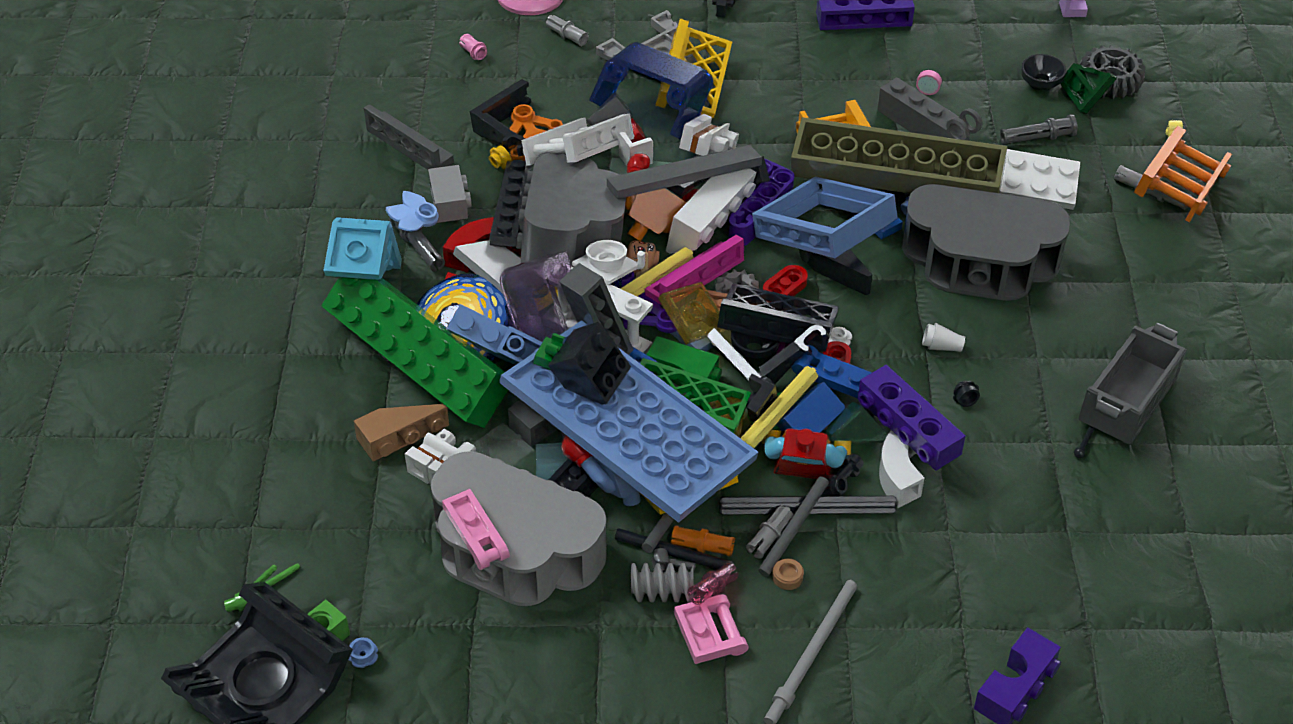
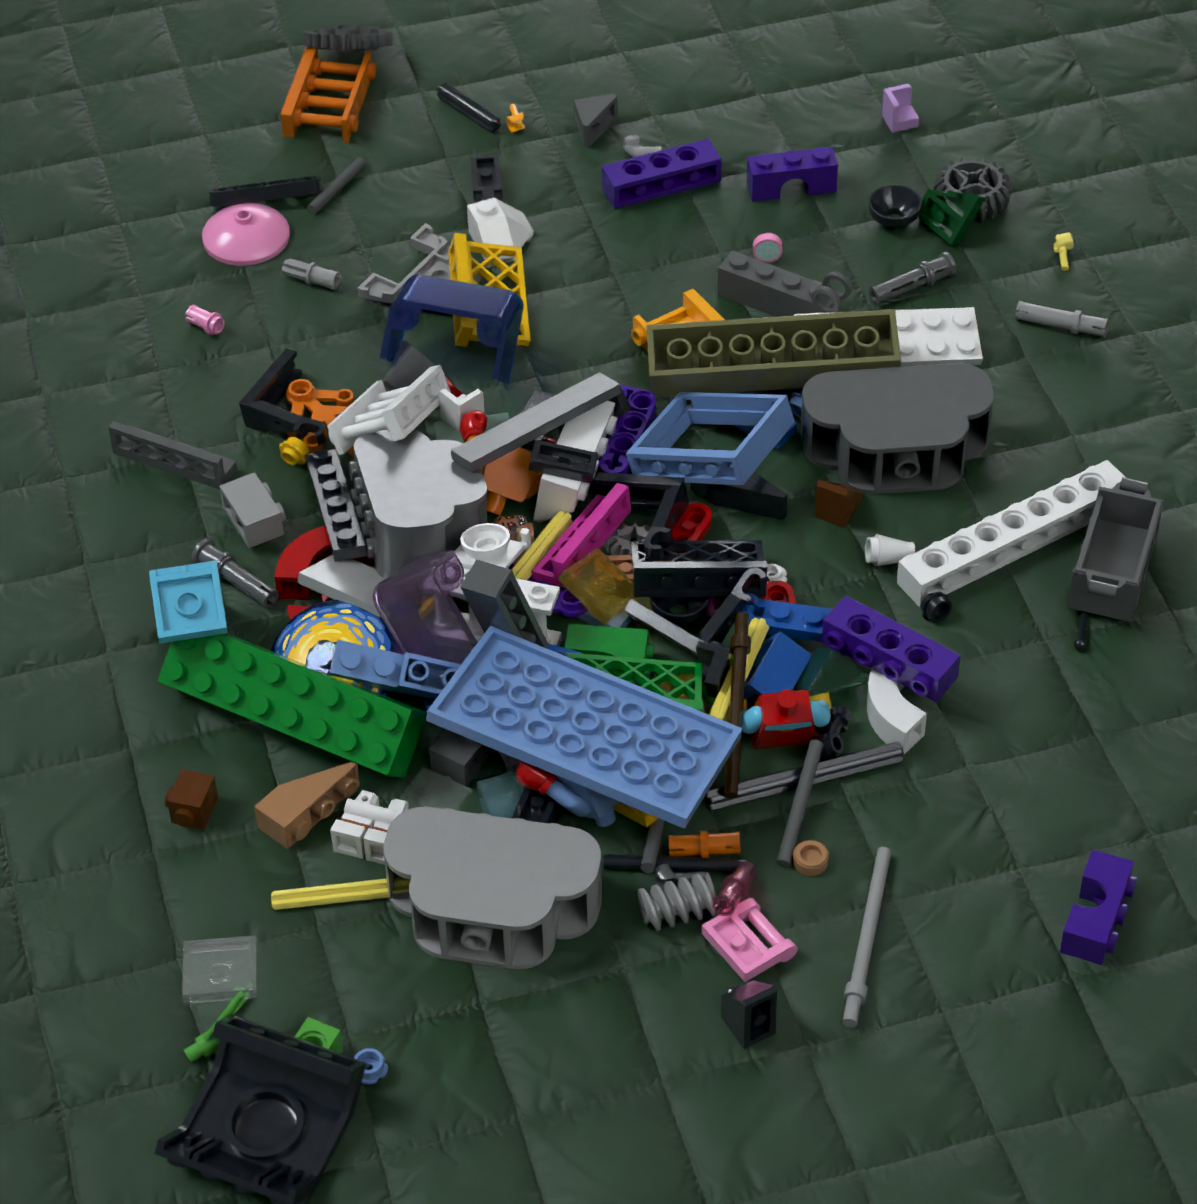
camera: 15 degrees left, 0 degrees up
(279, 543) = (219, 969): none -> clear tile
(312, 403) = (192, 799): none -> reddish brown brick
(388, 505) = (336, 893): none -> light yellow axle
(413, 212) = (222, 542): light blue plate -> none
(475, 528) = (459, 892): bright pink plate -> none
(548, 350) = (477, 671): green tile -> none
(590, 363) = (524, 673): black slope -> none
(686, 691) = (750, 1012): none -> black slope
(694, 210) = (563, 463): none -> black tile
(704, 138) = (536, 374): white hips -> none
(723, 21) = (499, 224): none -> white slope
(770, 251) = (652, 492): none -> black hinge
(770, 531) = (775, 815): light grey axle -> none
(785, 387) = (740, 648): none -> dark brown bar
(913, 290) = (836, 502): none -> reddish brown slope
(987, 28) = (771, 171): none -> dark purple arch
(1043, 348) = (1005, 535): none -> white brick
(1168, 156) = (1066, 296): orange fence -> none

